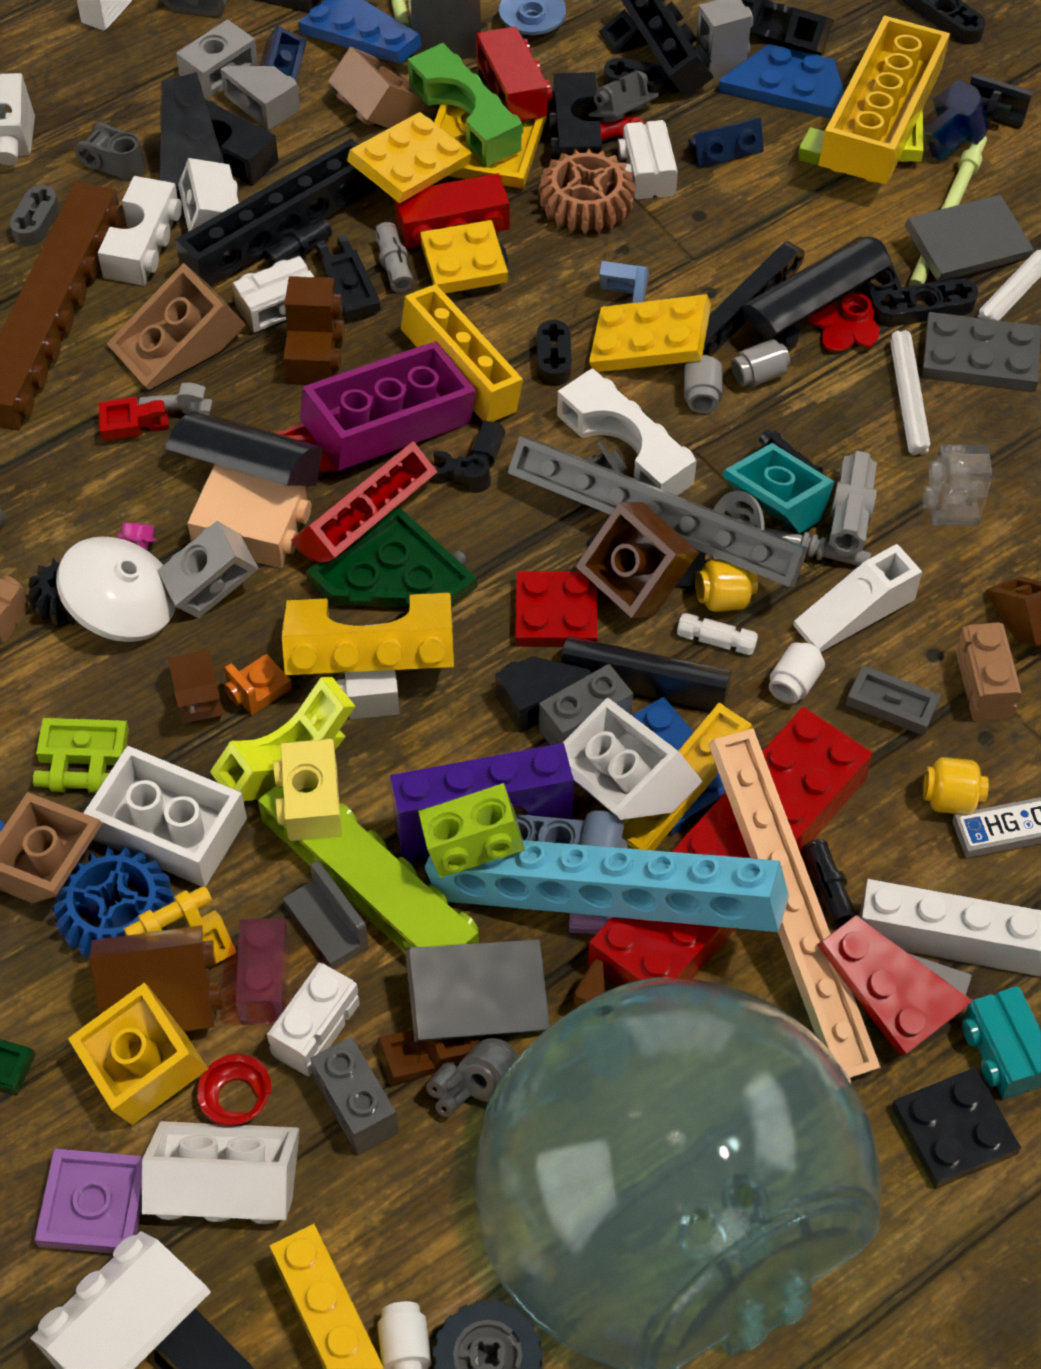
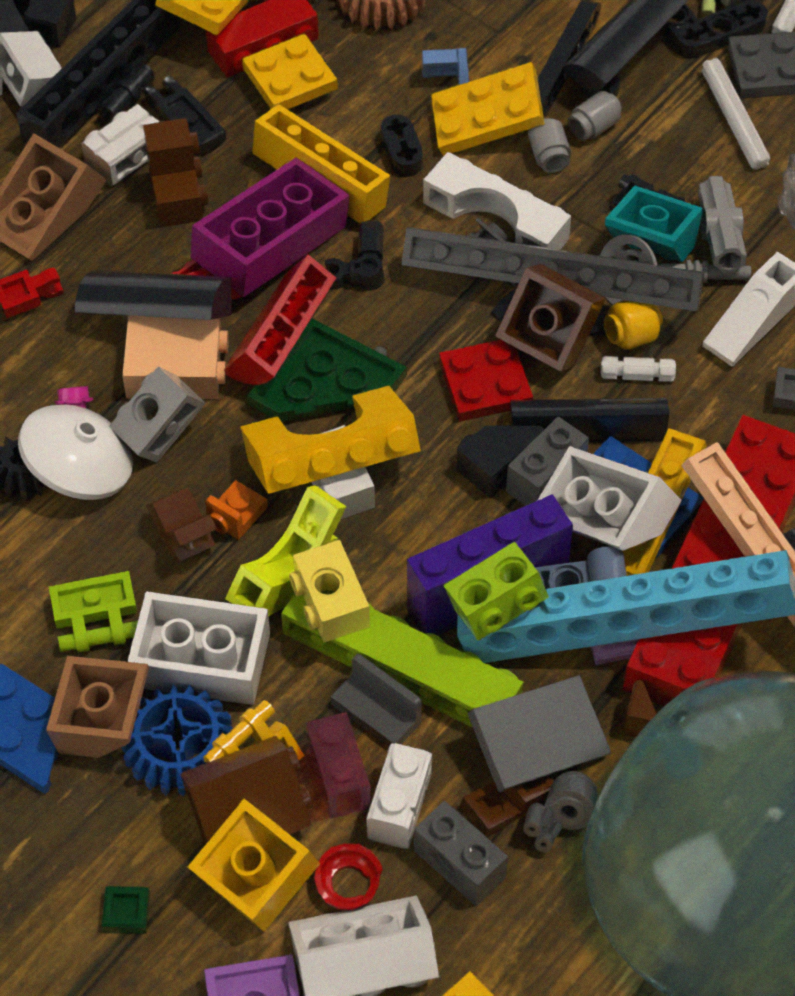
camera: 15 degrees left, 0 degrees up
(188, 399) = (79, 262): light grey bar -> none
(393, 257) = (222, 87): light grey pin -> none
(796, 672) = (721, 387): white brick -> none
(847, 323) = (659, 63): red plate -> none

